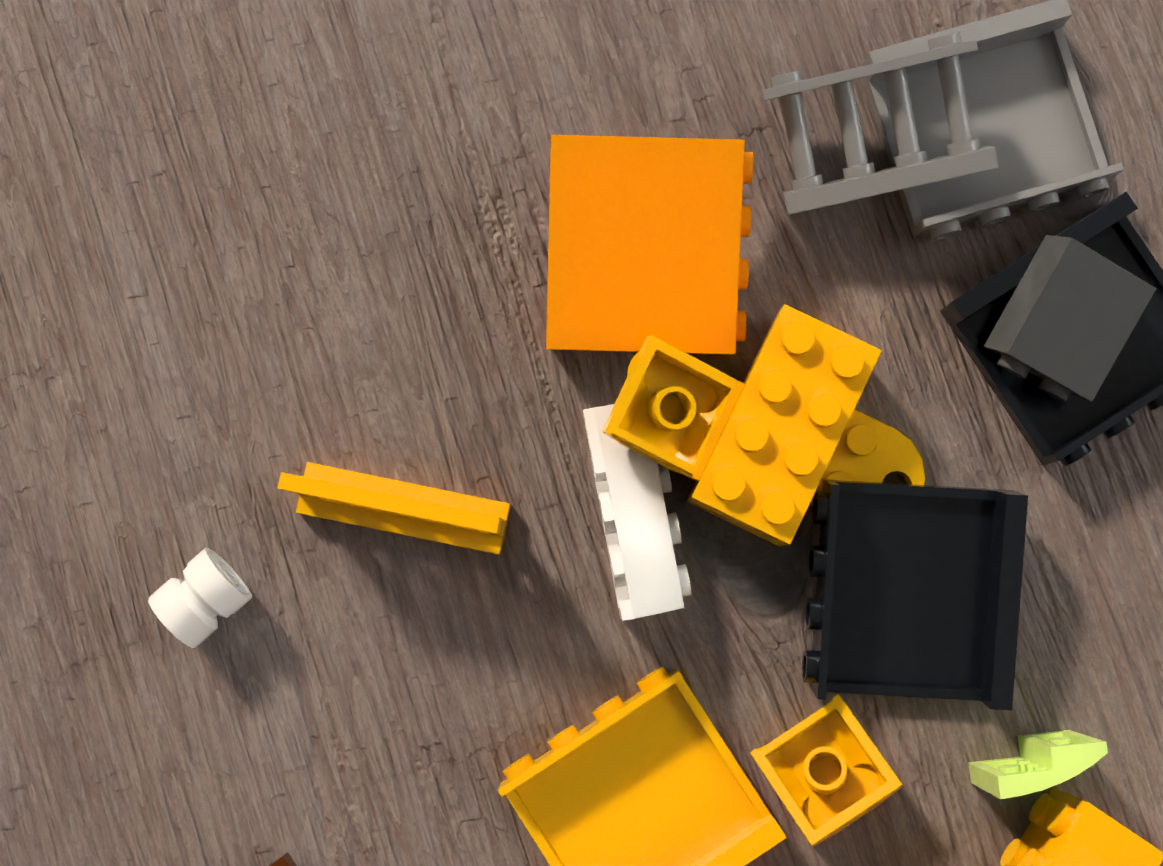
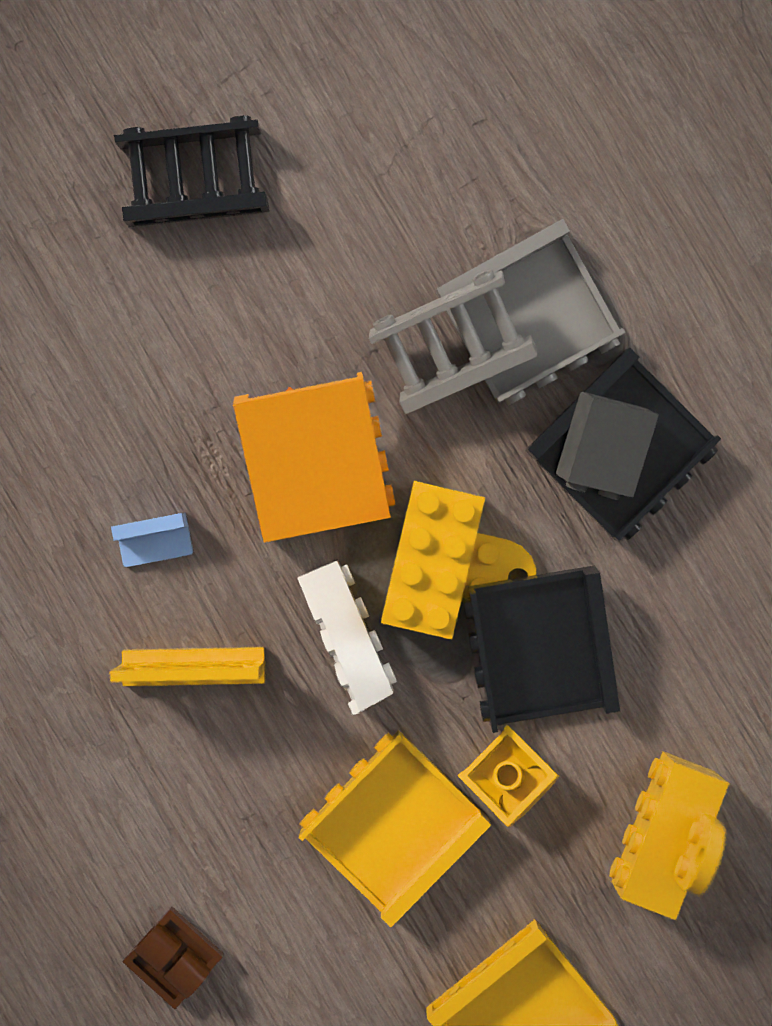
camera: 15 degrees left, 5 degrees up
(192, 604) = (70, 762): white wheel -> none
(390, 314) = (153, 539): none -> light blue panel
(672, 408) = (355, 566): yellow slope -> none
(1043, 763) = (651, 737): yellowish green slope -> none

